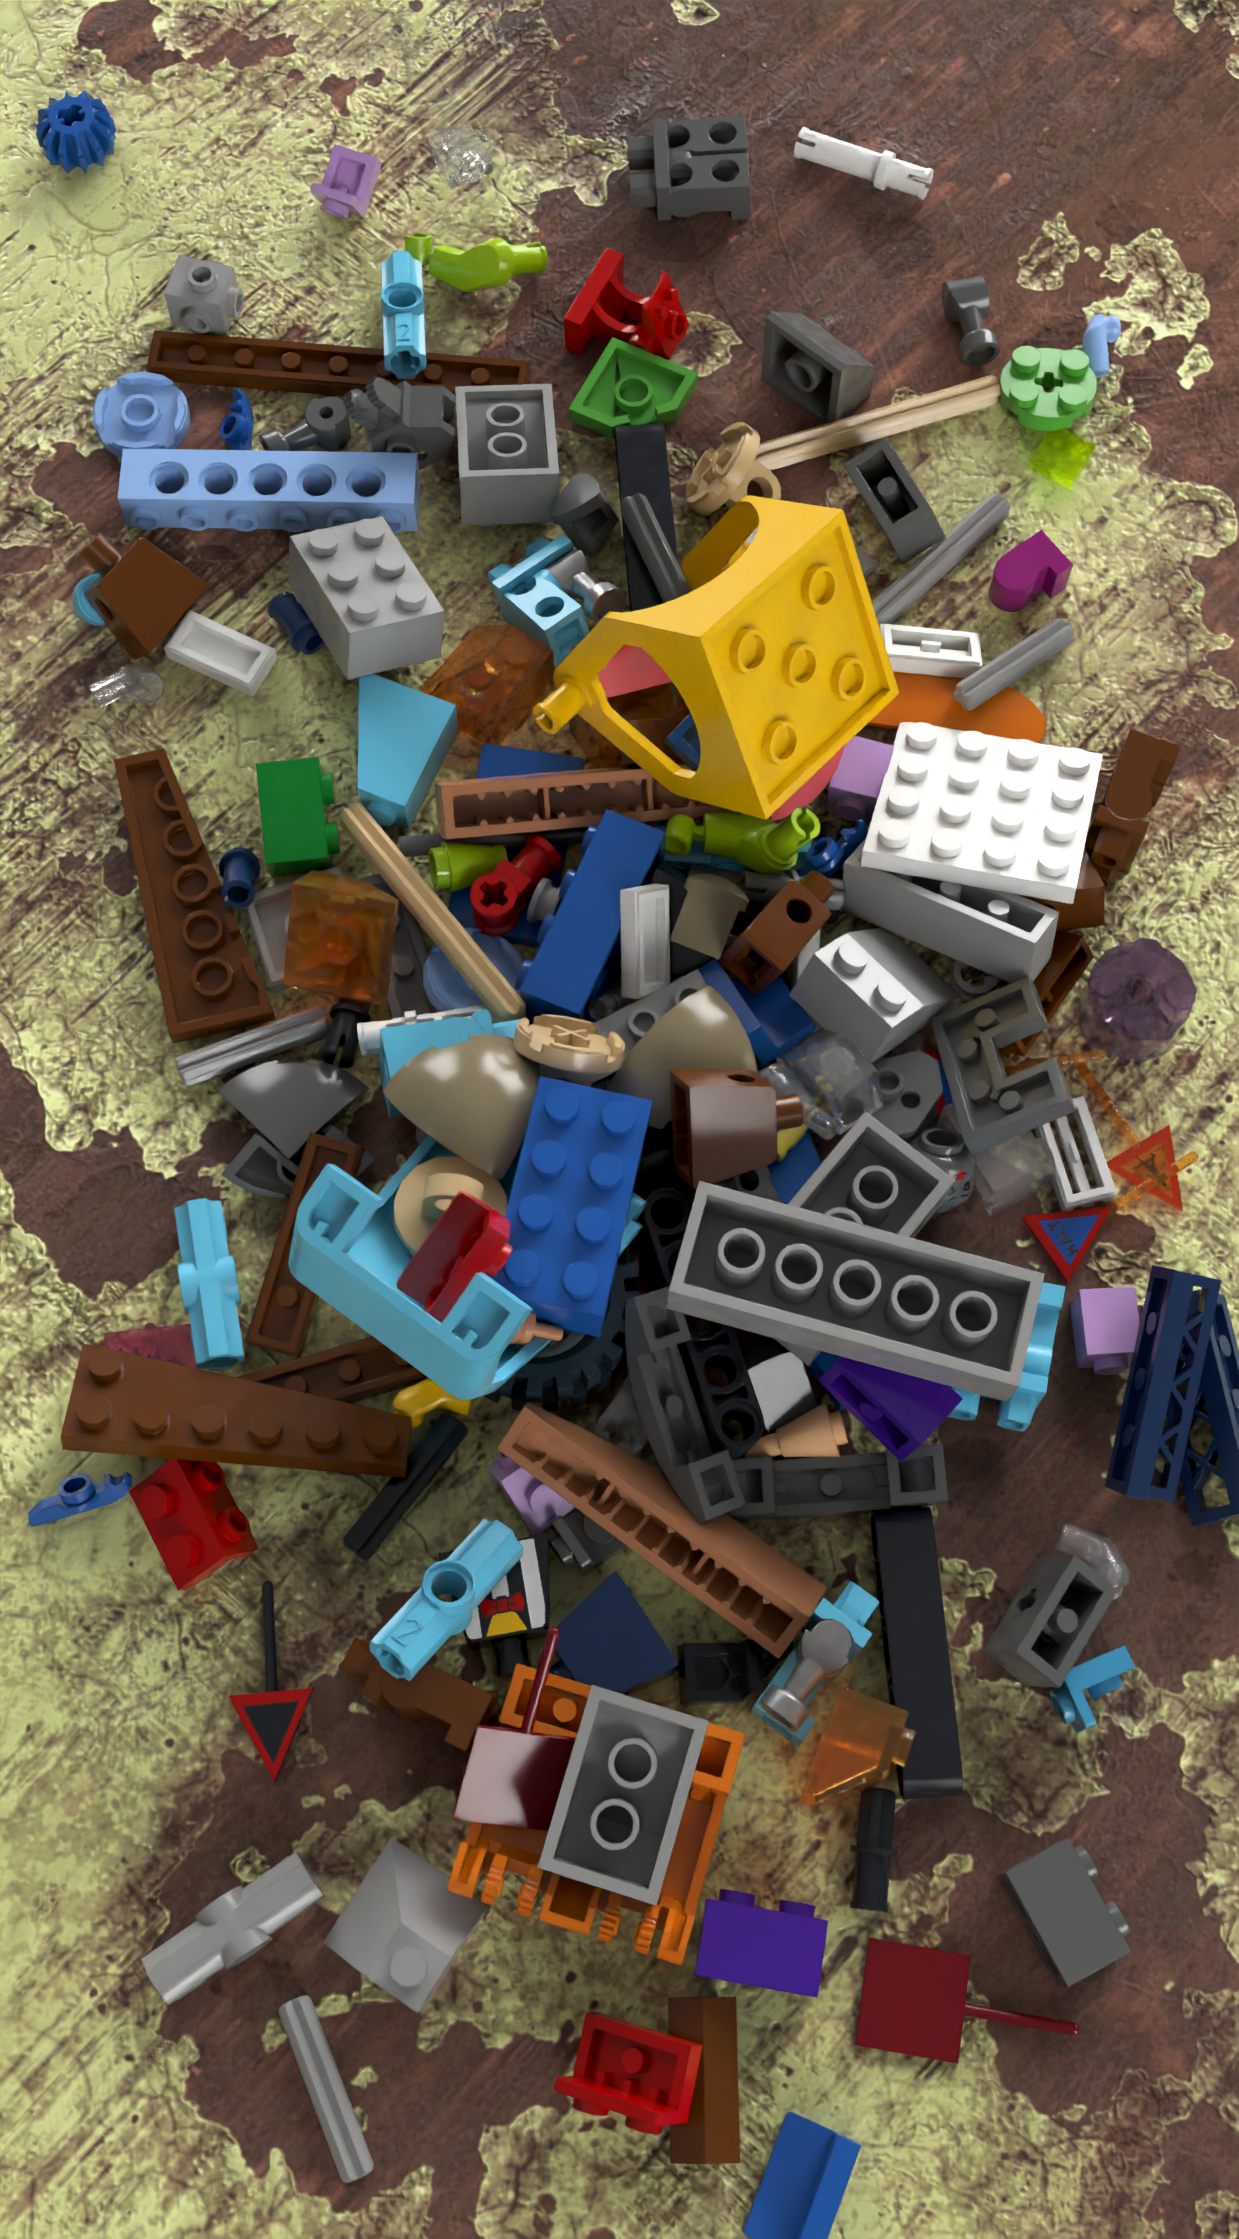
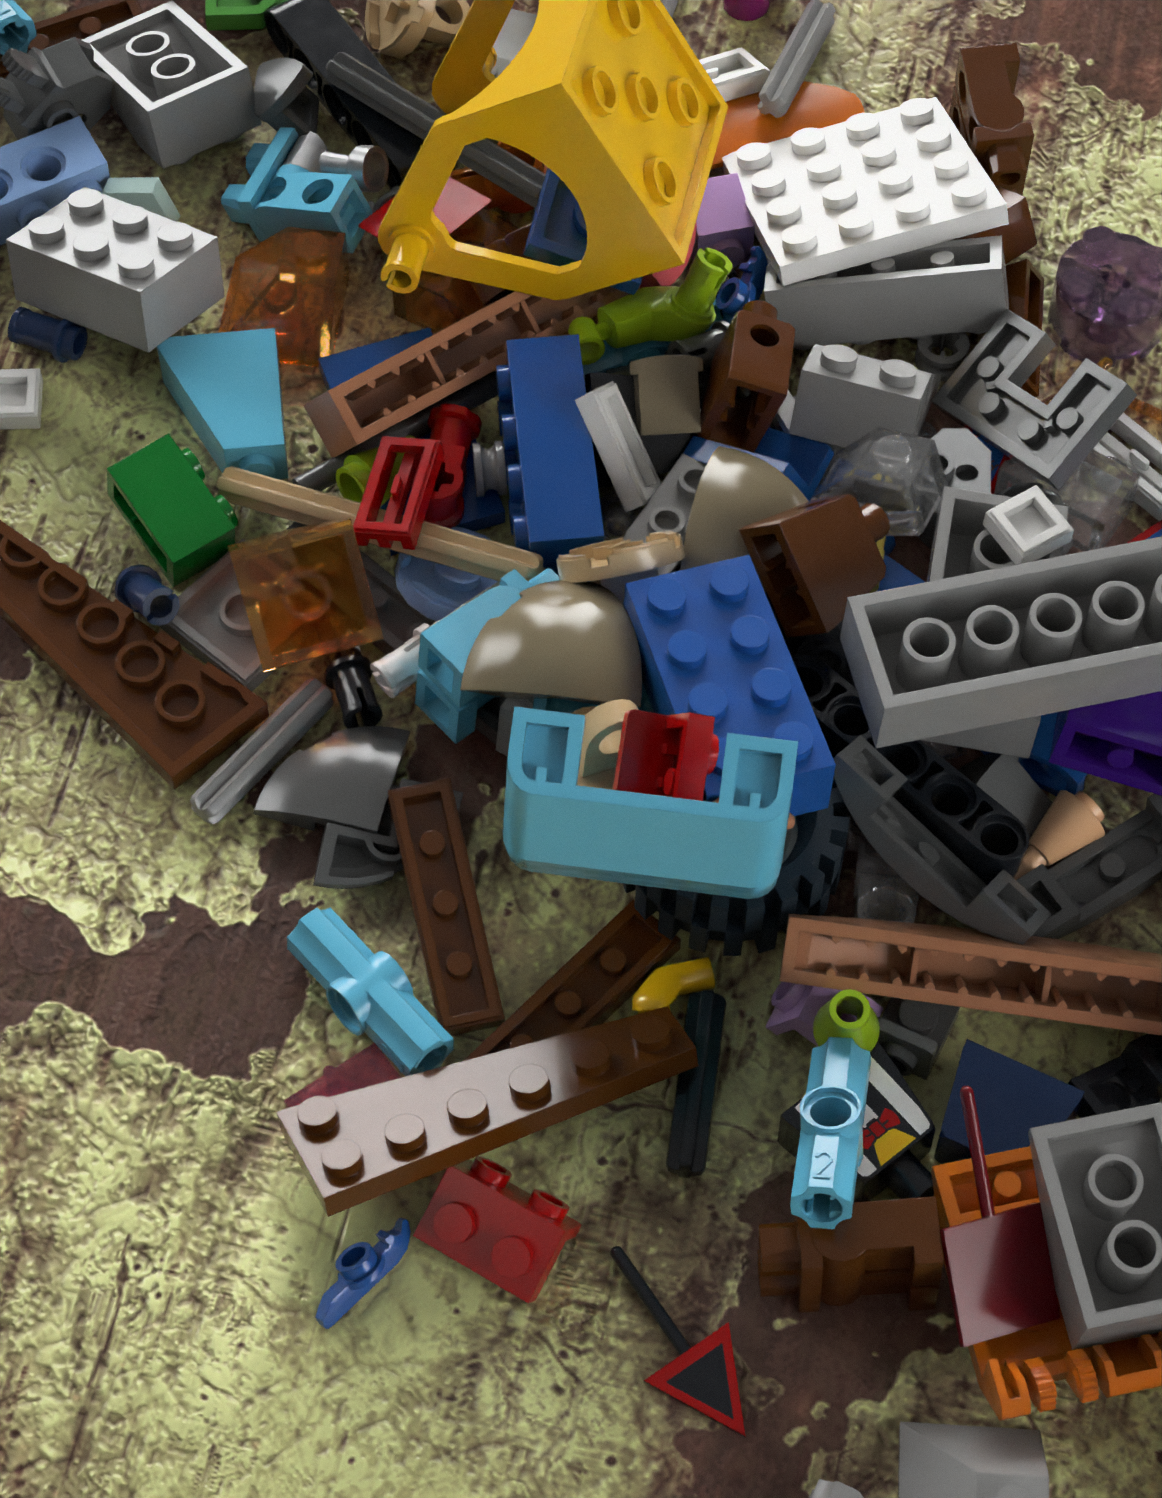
camera: 30 degrees left, 10 degrees down
(430, 545) = (142, 192): none -> light aqua tile
(459, 900) = (419, 499): none -> red tile
(541, 1512) = (863, 1031): none -> lime cone
(907, 1182) = (1028, 526): none -> white tile

